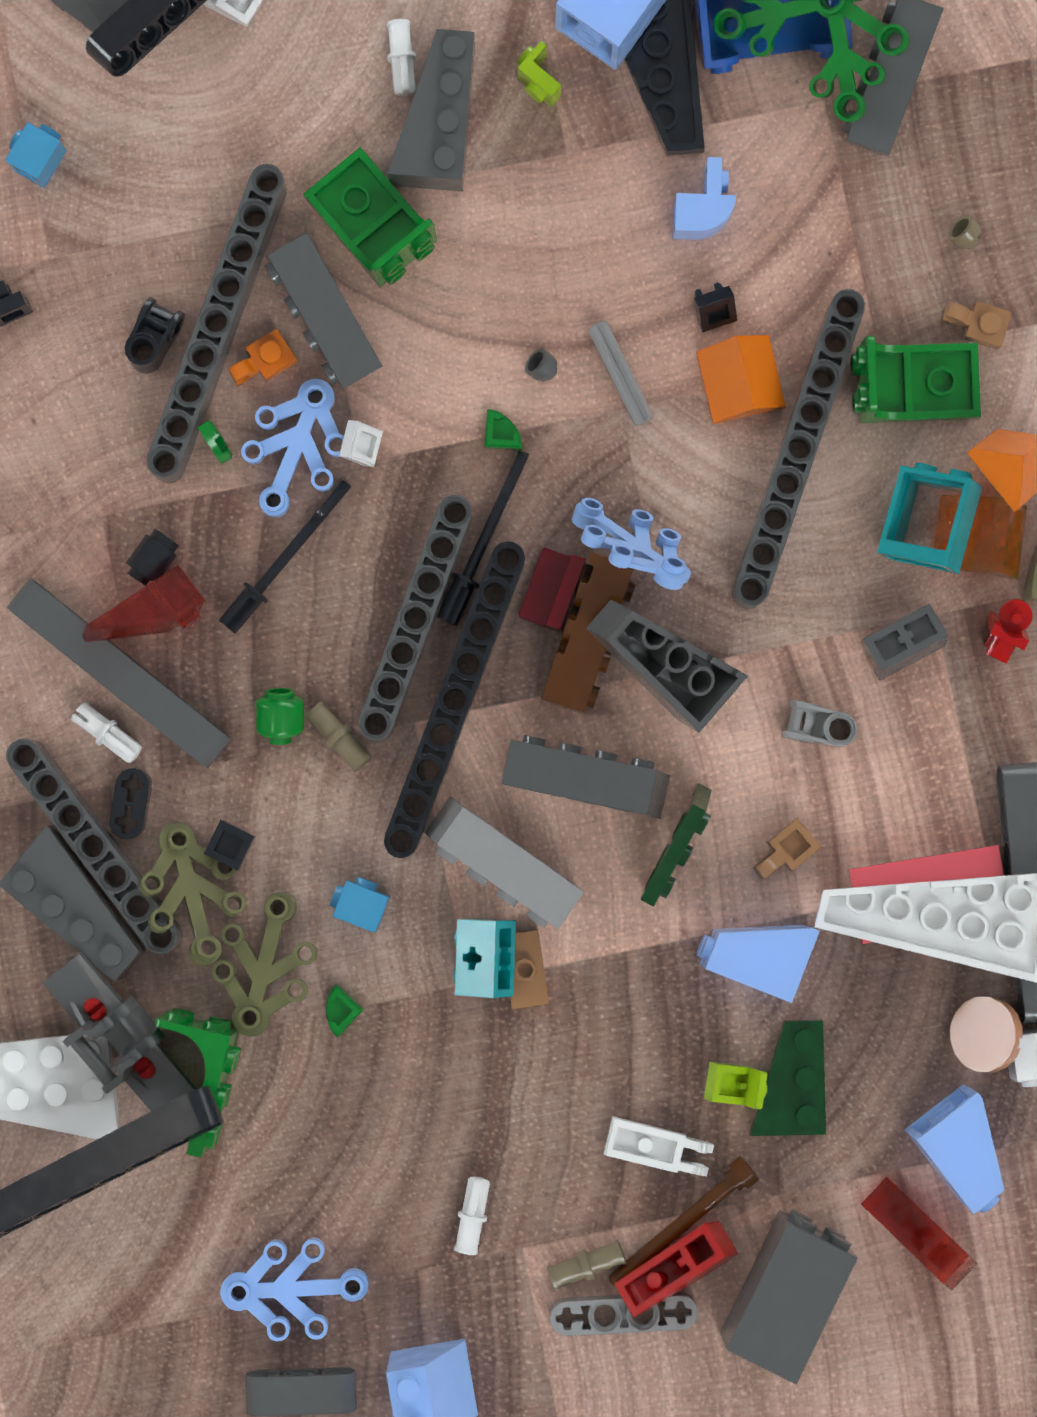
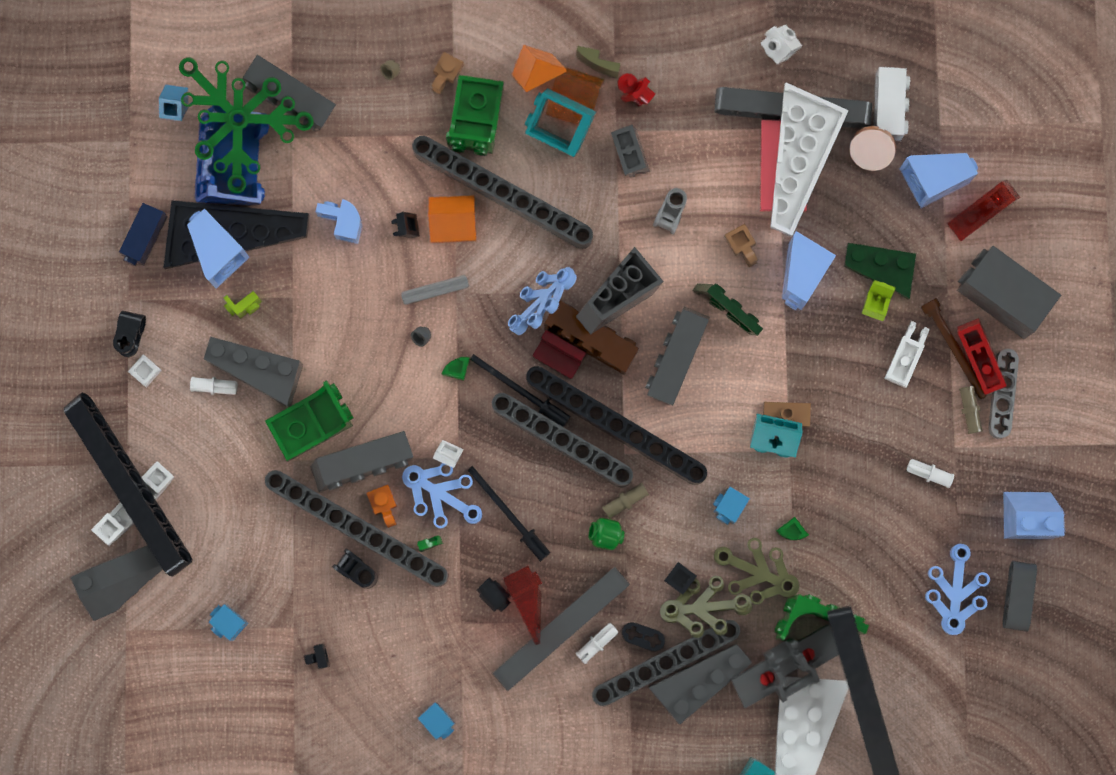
camera: 80 degrees left, 5 degrees down
(503, 863) = (720, 413): light grey wedge -> none

